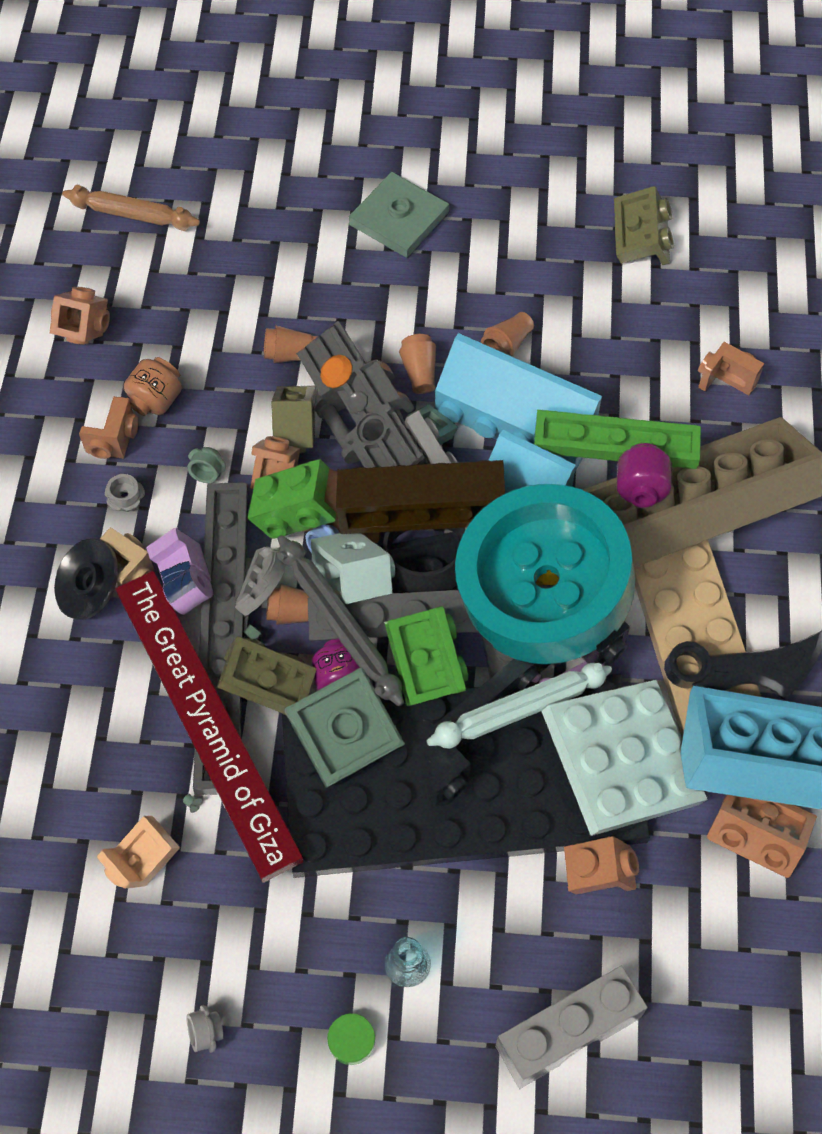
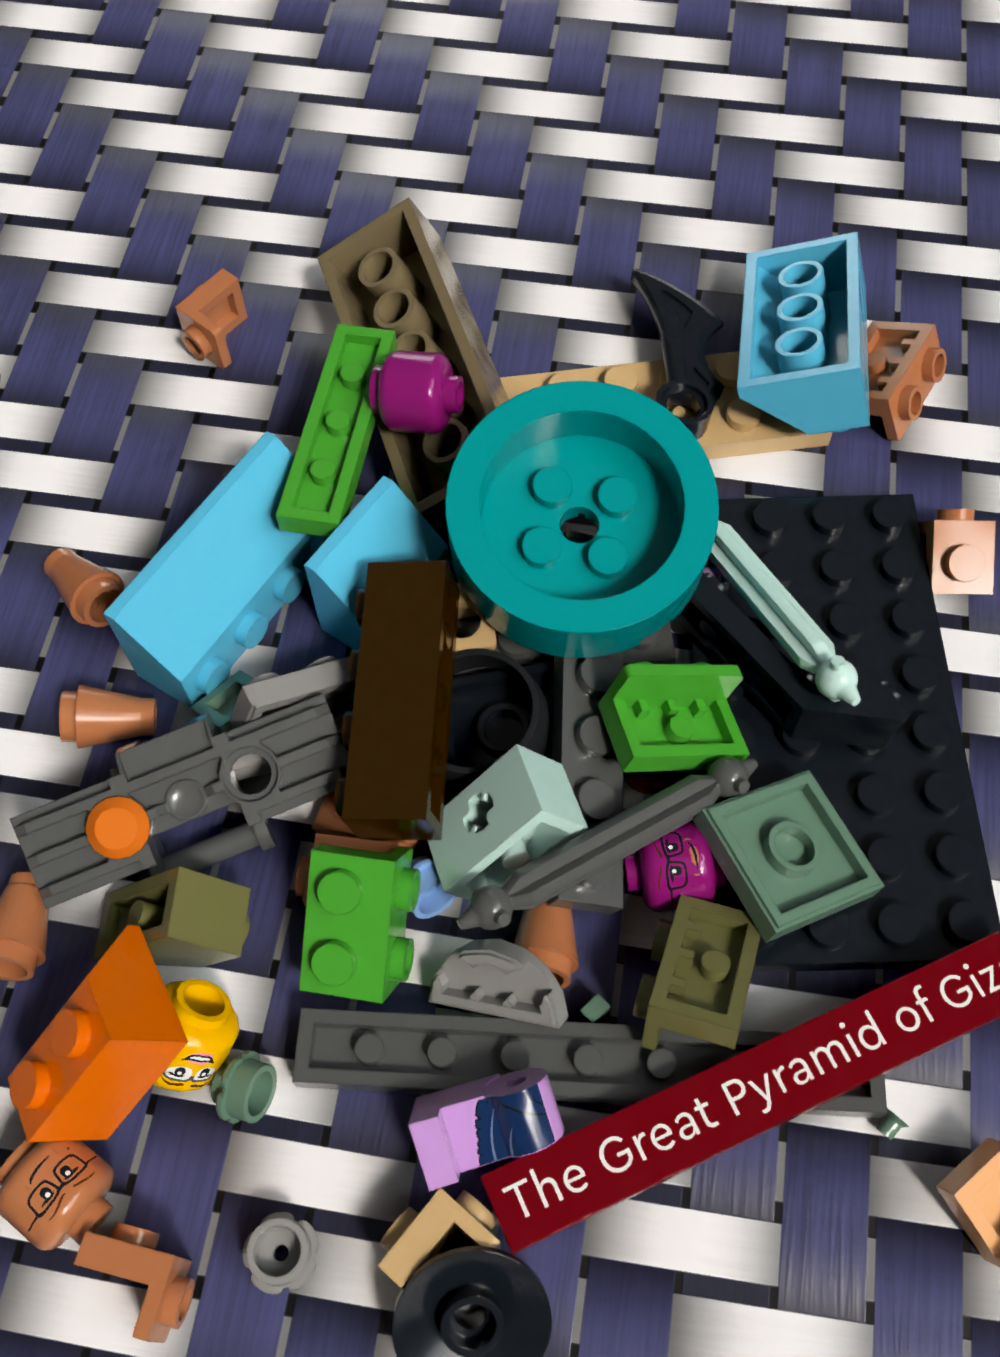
camera: 85 degrees left, 0 degrees up
(216, 383) = (99, 1049): none -> orange slope
(229, 428) = (210, 1031): none -> yellow head
(273, 456) = (269, 955): nougat bracket -> none
(621, 756) = (819, 500): light aqua plate -> none

